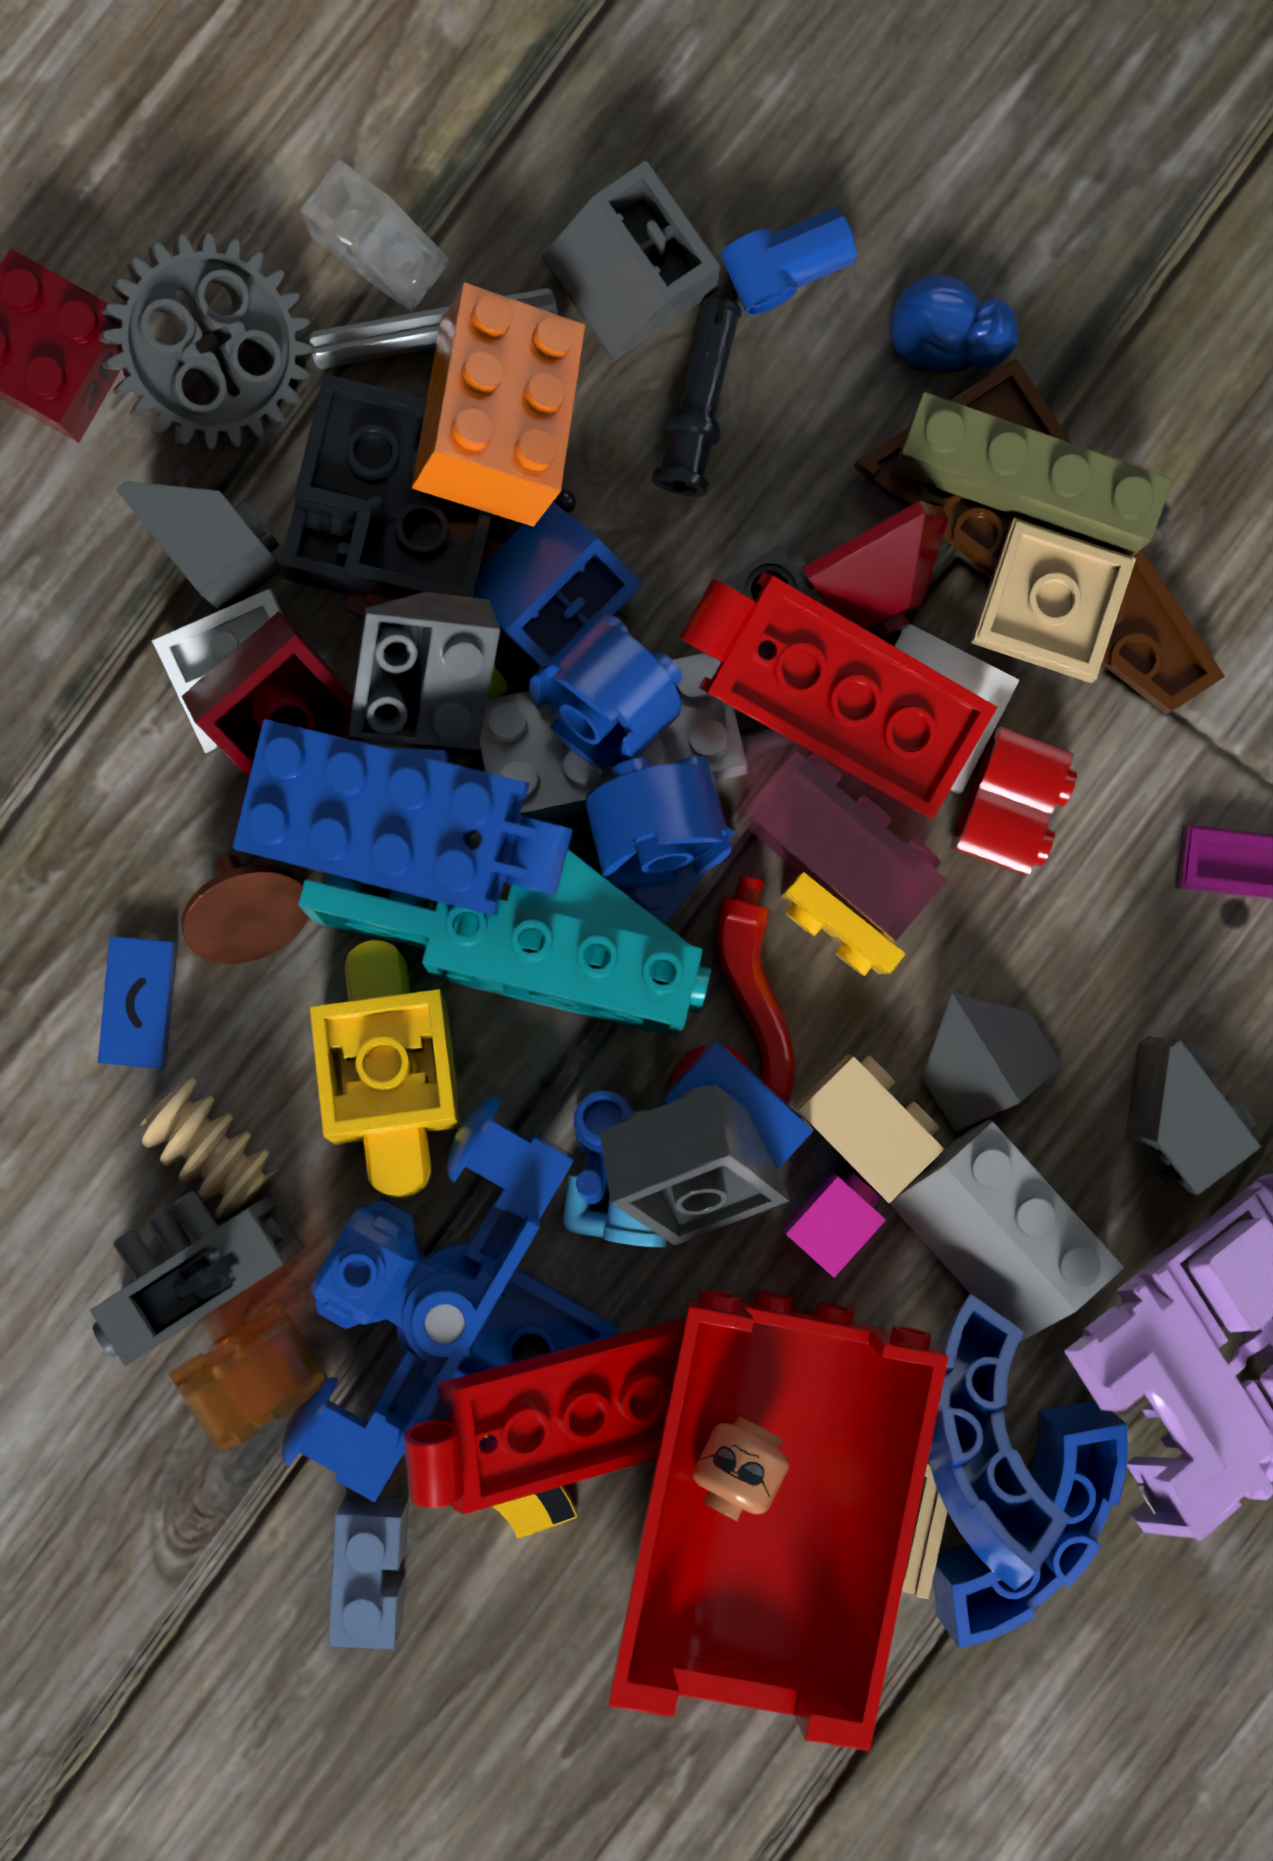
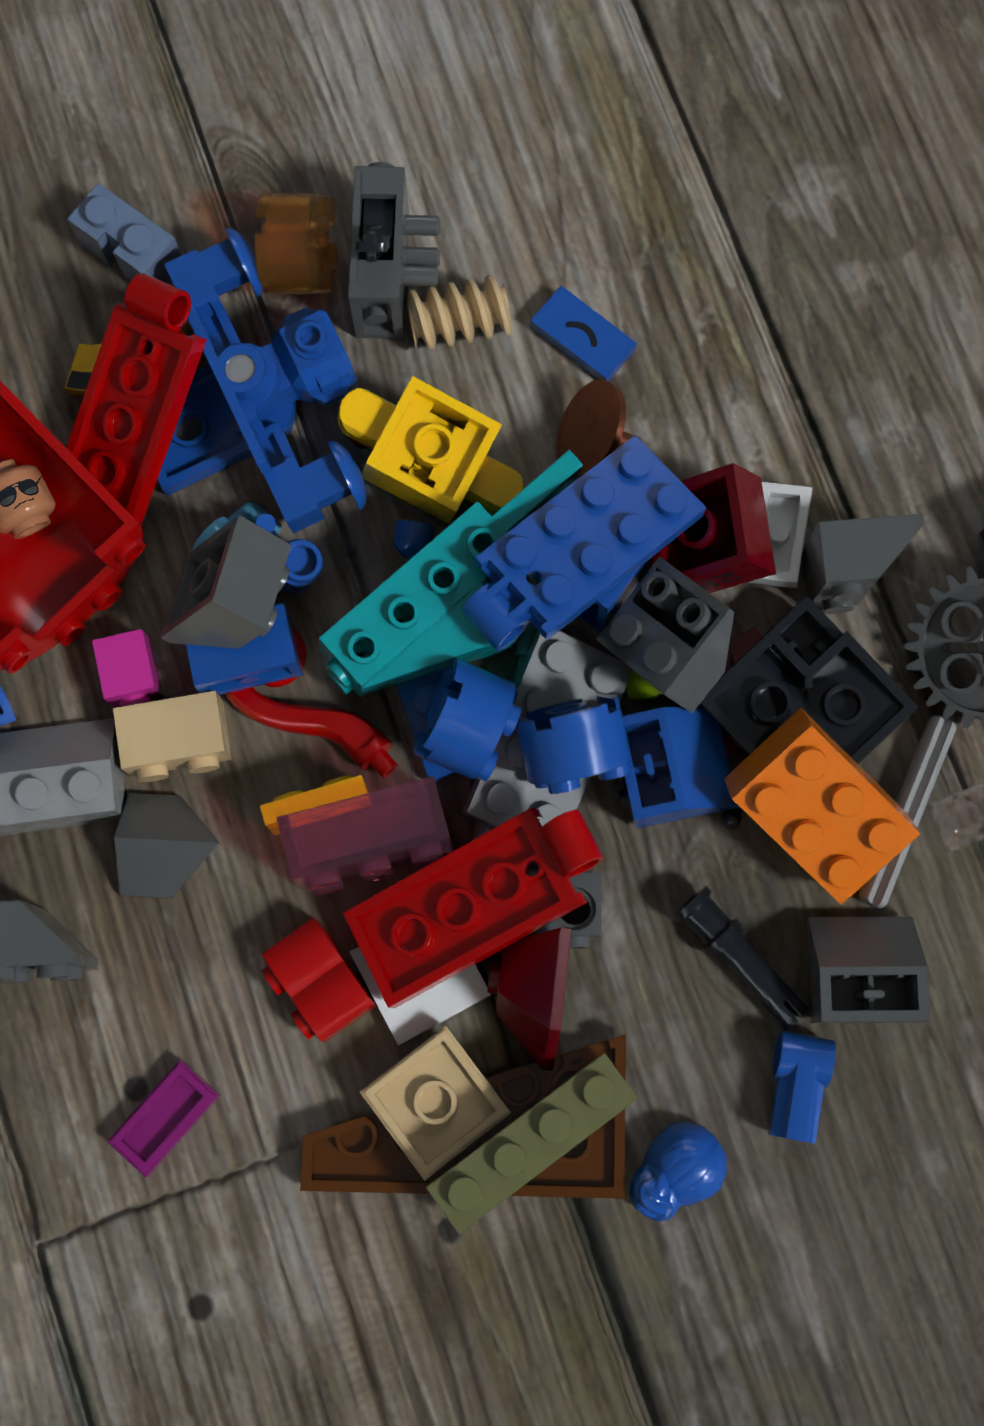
camera: 130 degrees right, 10 degrees down
(492, 1025) = (411, 537): none -> blue hinge

